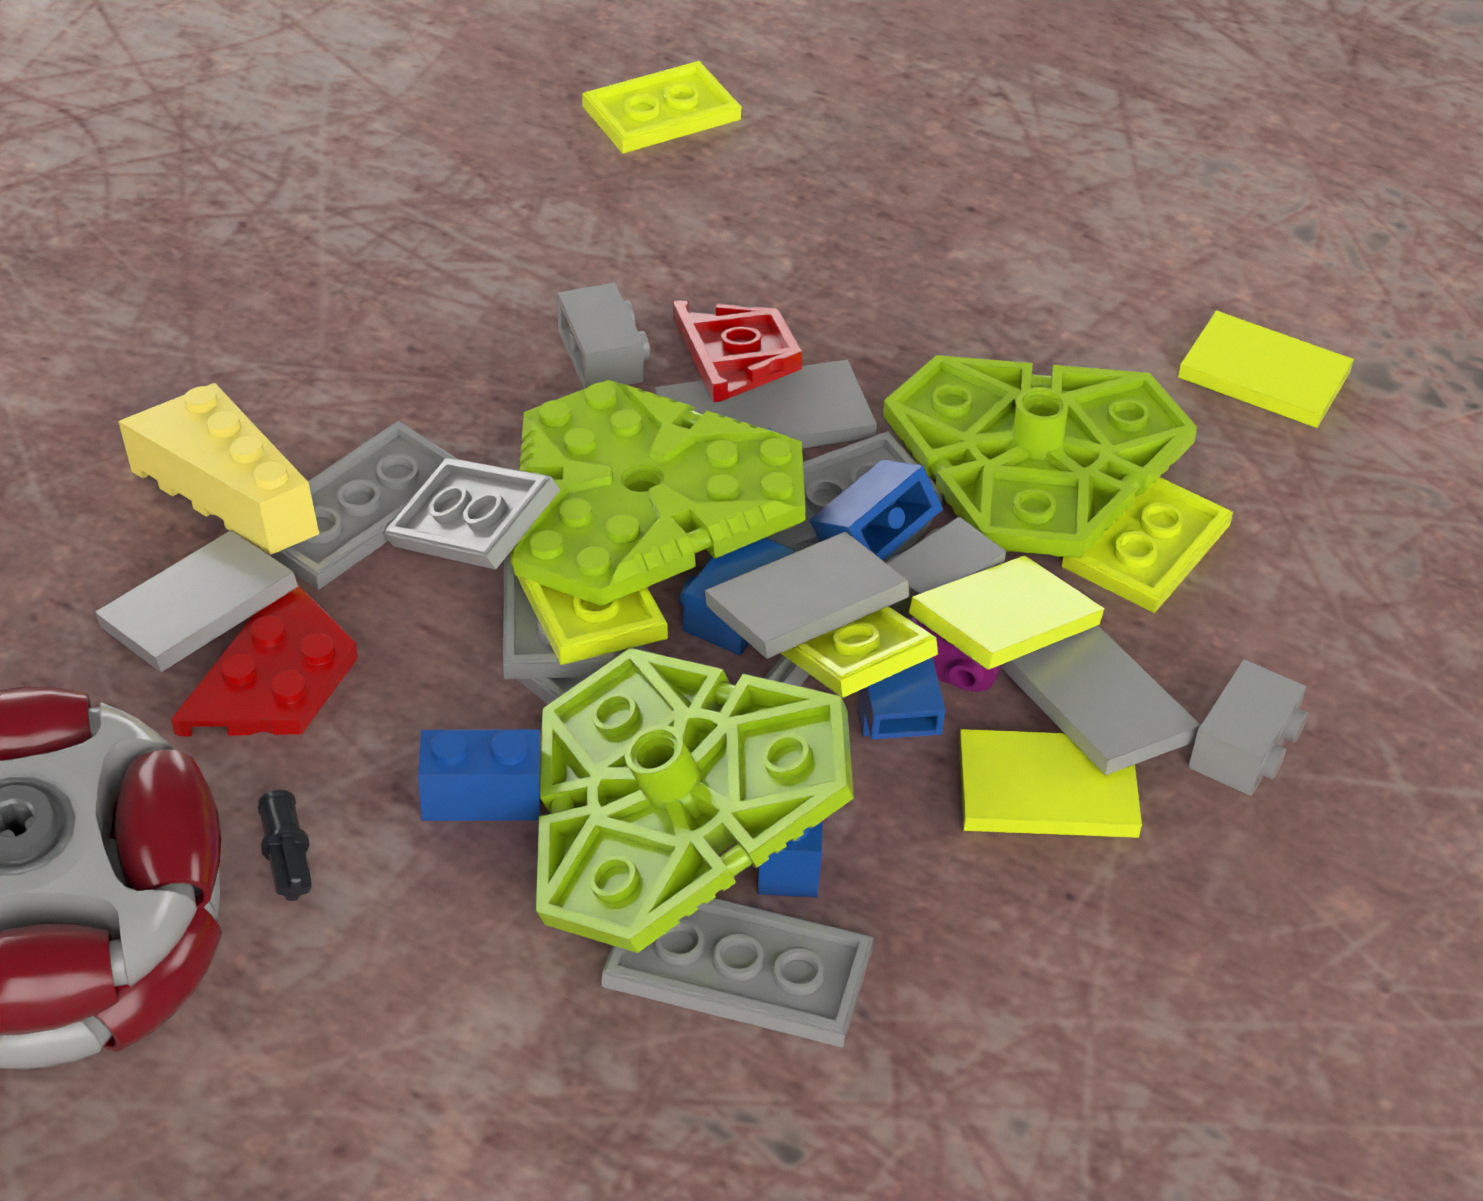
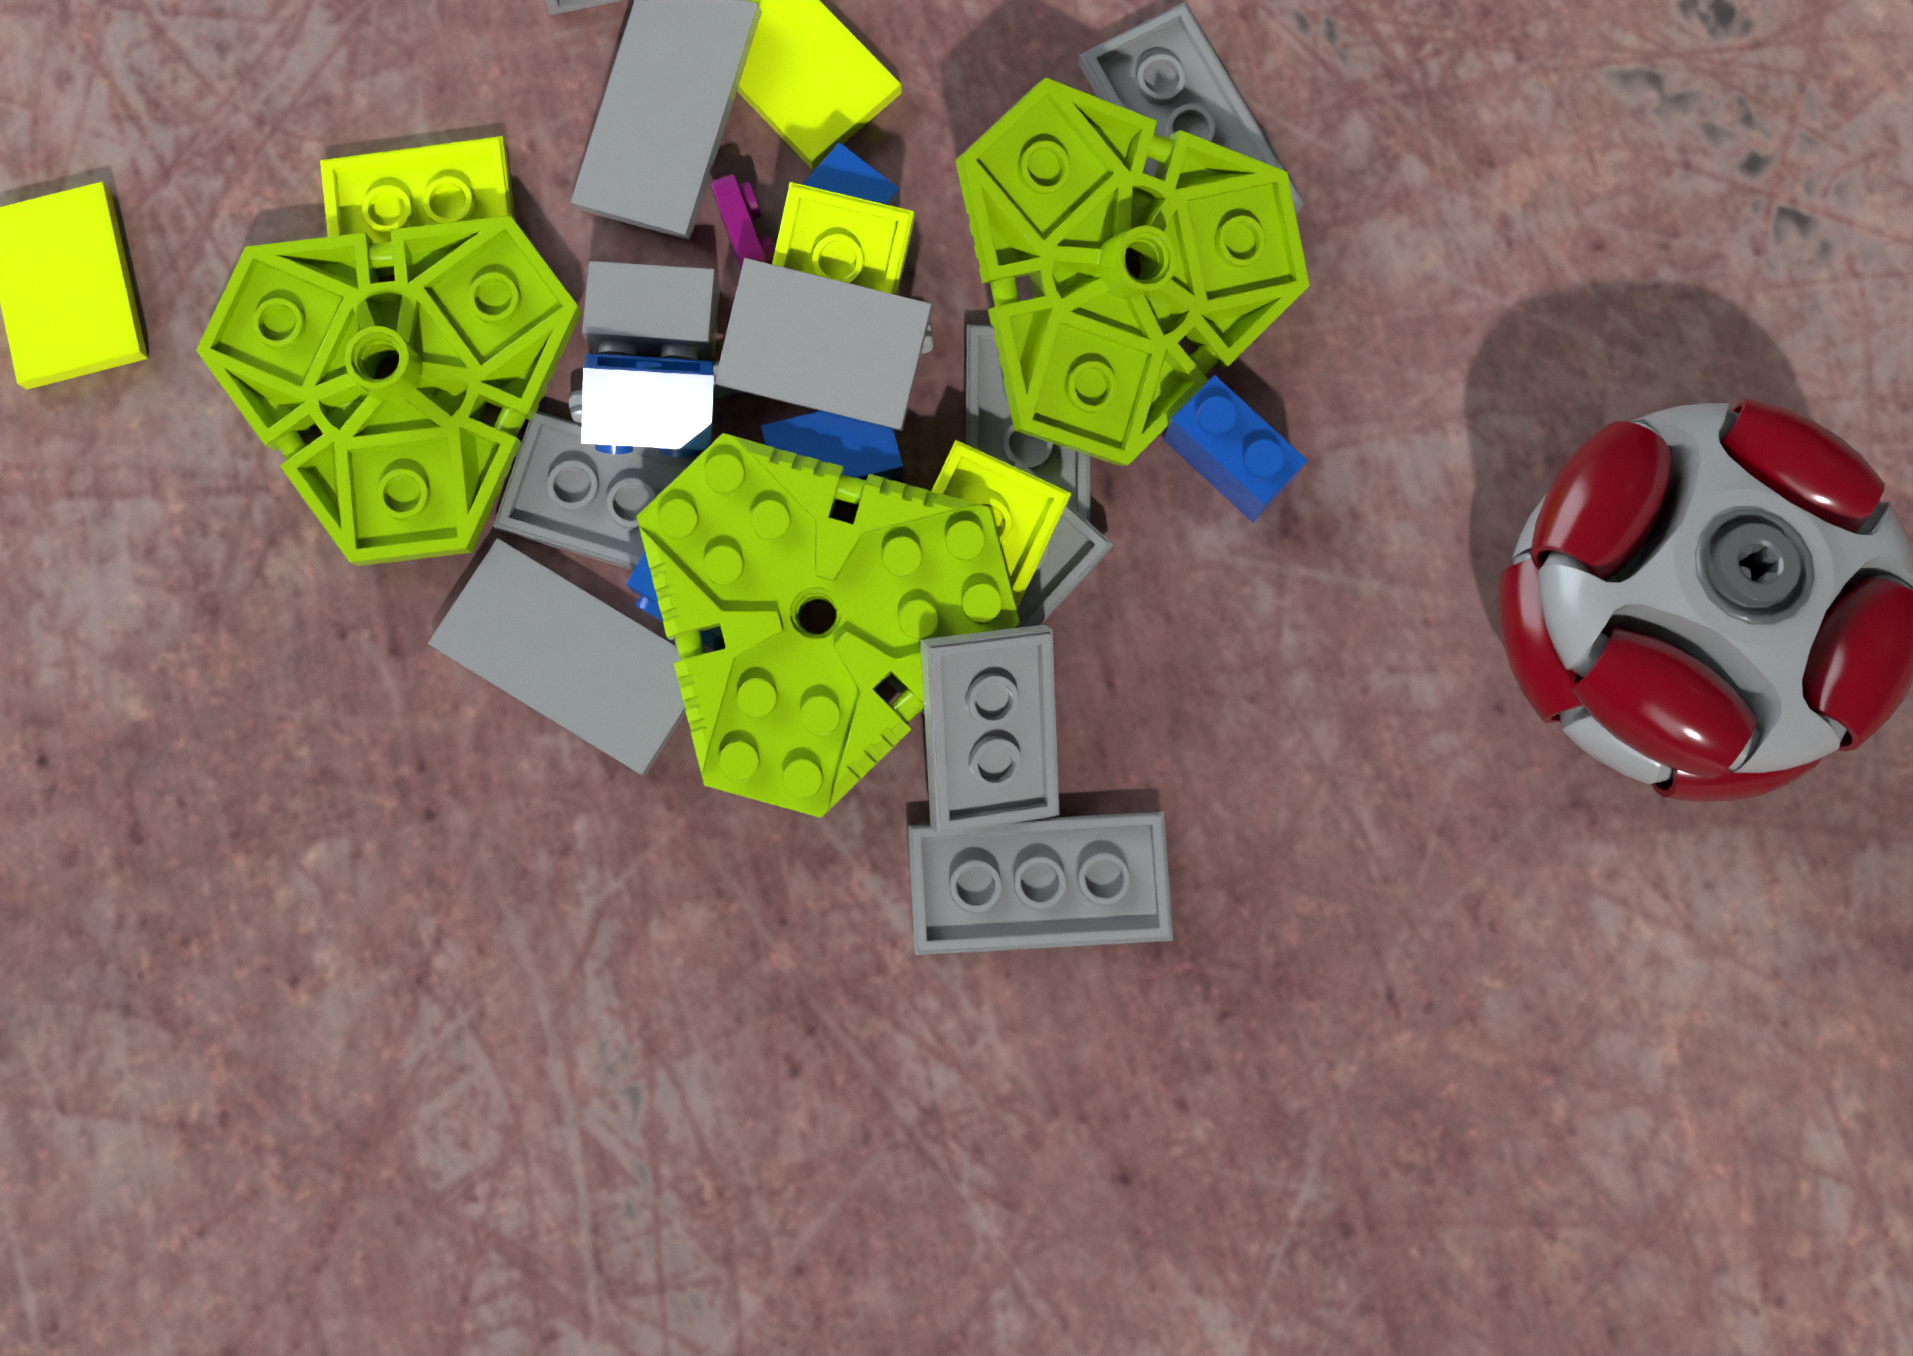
camera: 135 degrees left, 35 degrees up
(196, 600) = (1293, 872): light grey tile -> none
(223, 465) = (1148, 1018): light yellow wedge -> none
(272, 672) = (1283, 740): red wing -> none
(284, 844) = (1432, 534): black axle -> none
(602, 335) = (620, 887): light grey brick -> none
(661, 106) = (162, 1230): neon yellow tile -> none
(738, 347) = (519, 744): red wing -> none
(1006, 611) = (663, 202): neon yellow tile -> none

